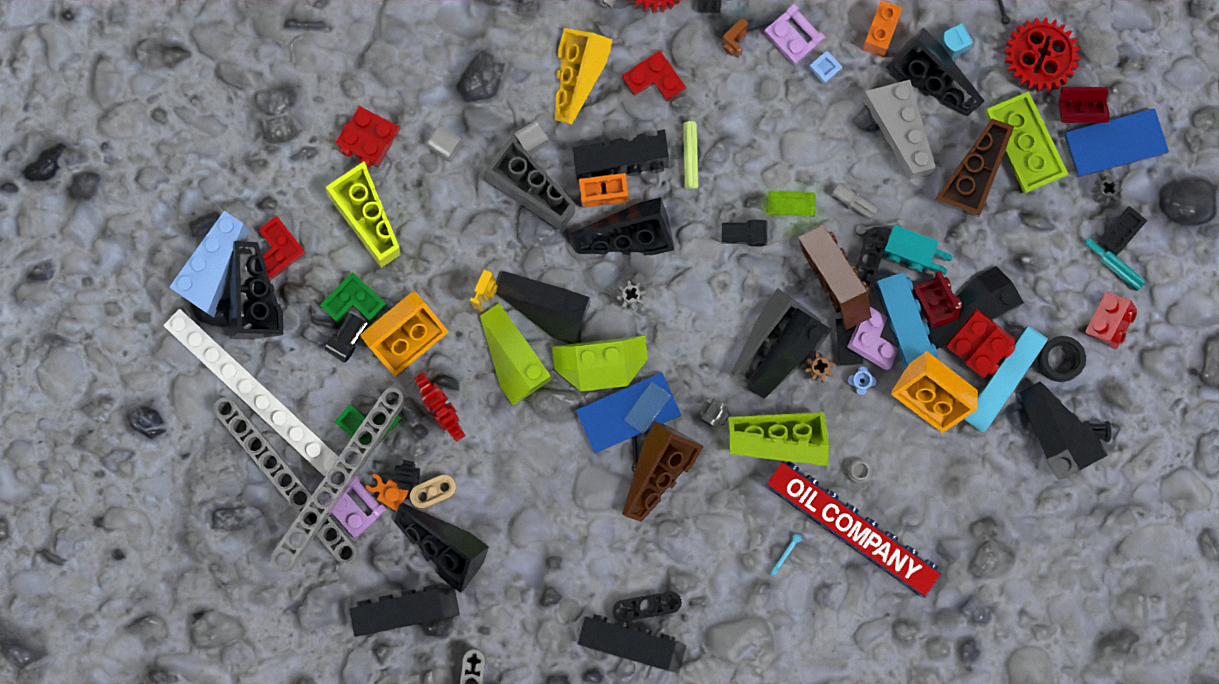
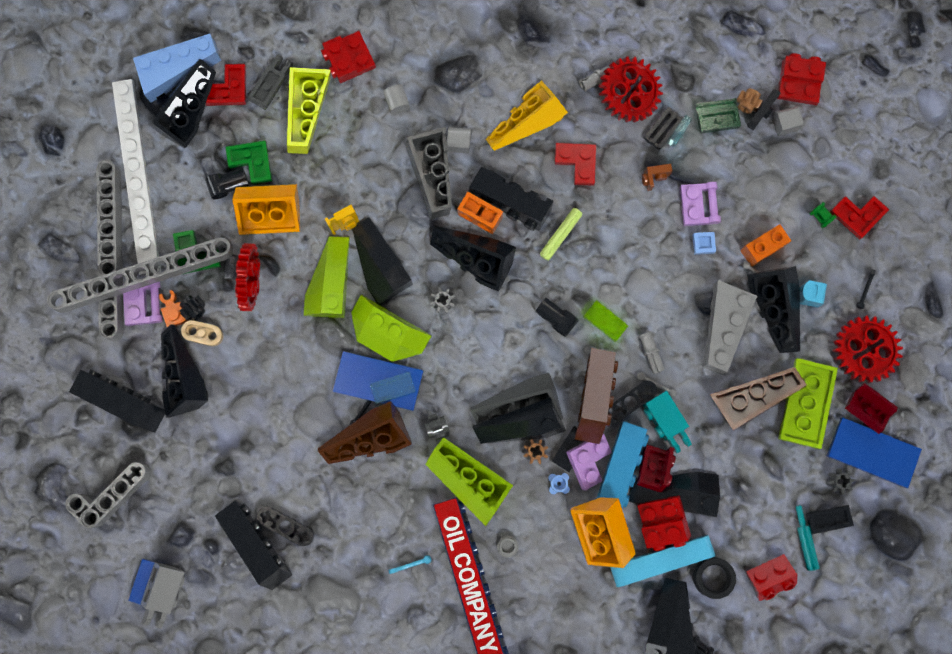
camera: 30 degrees right, 0 degrees up
(313, 216) = (270, 83): none -> dark grey hinge

